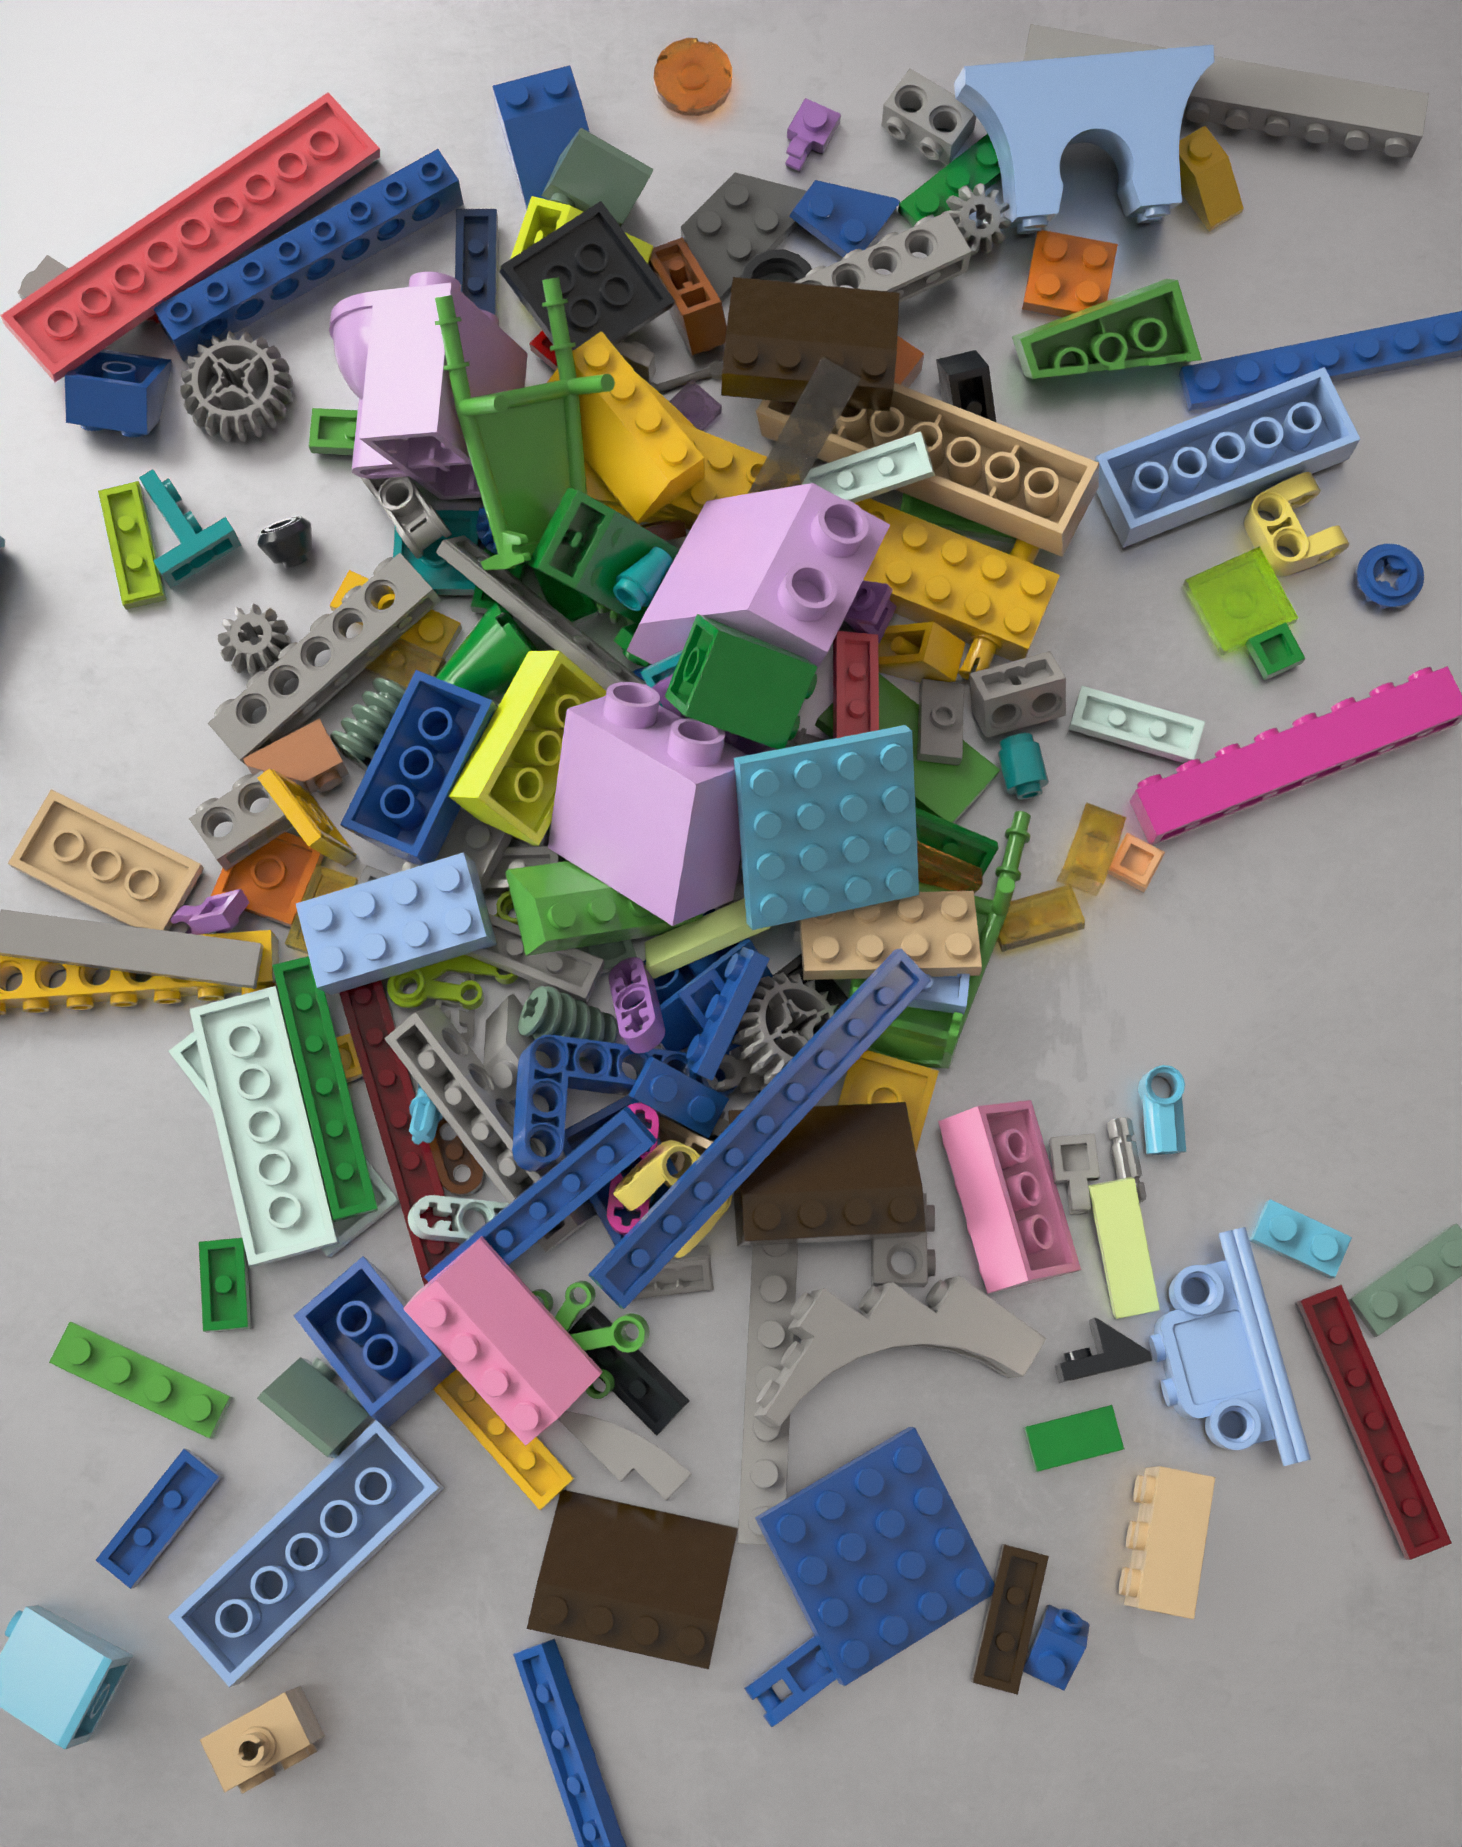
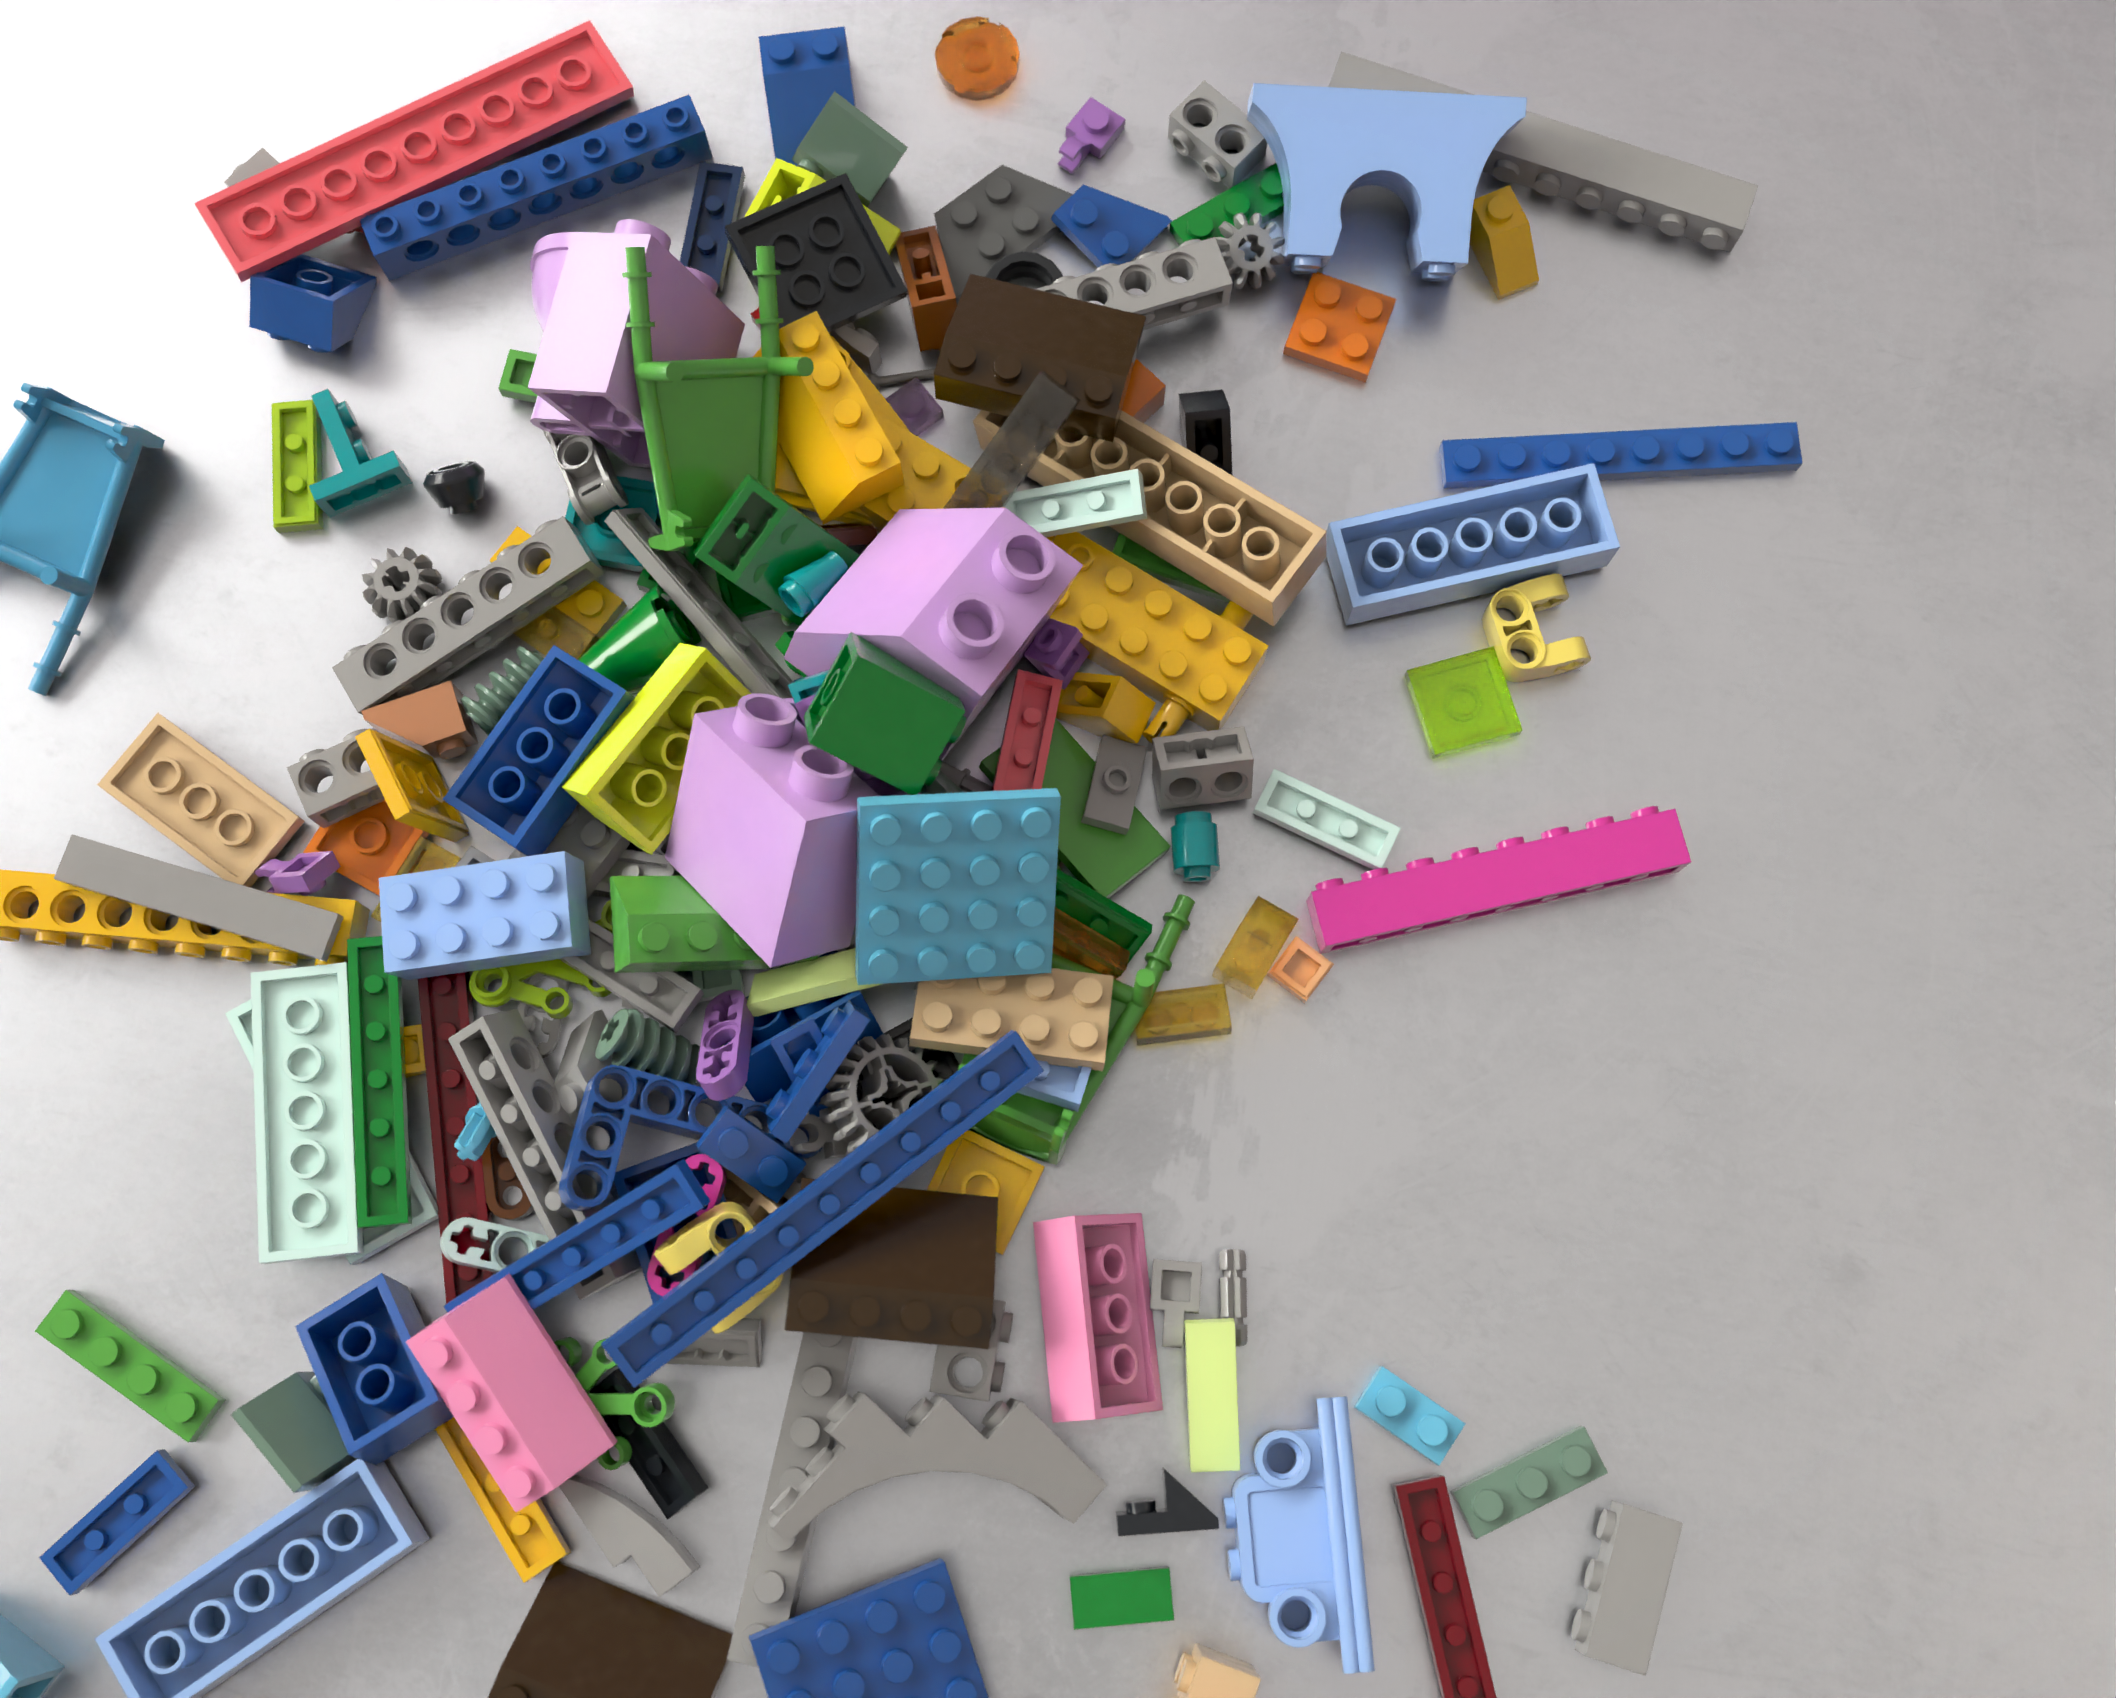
camera: 10 degrees right, 0 degrees up
(224, 1285) = (235, 1279): green plate -> none
(243, 365) = (416, 334): light grey gear -> none
(1121, 333) = (1381, 394): bright green wedge -> none
(1163, 1116) = (1281, 1256): medium azure piece -> none
(1275, 651) = (1491, 762): green plate -> none
(1396, 560) = (1640, 683): blue gear -> none

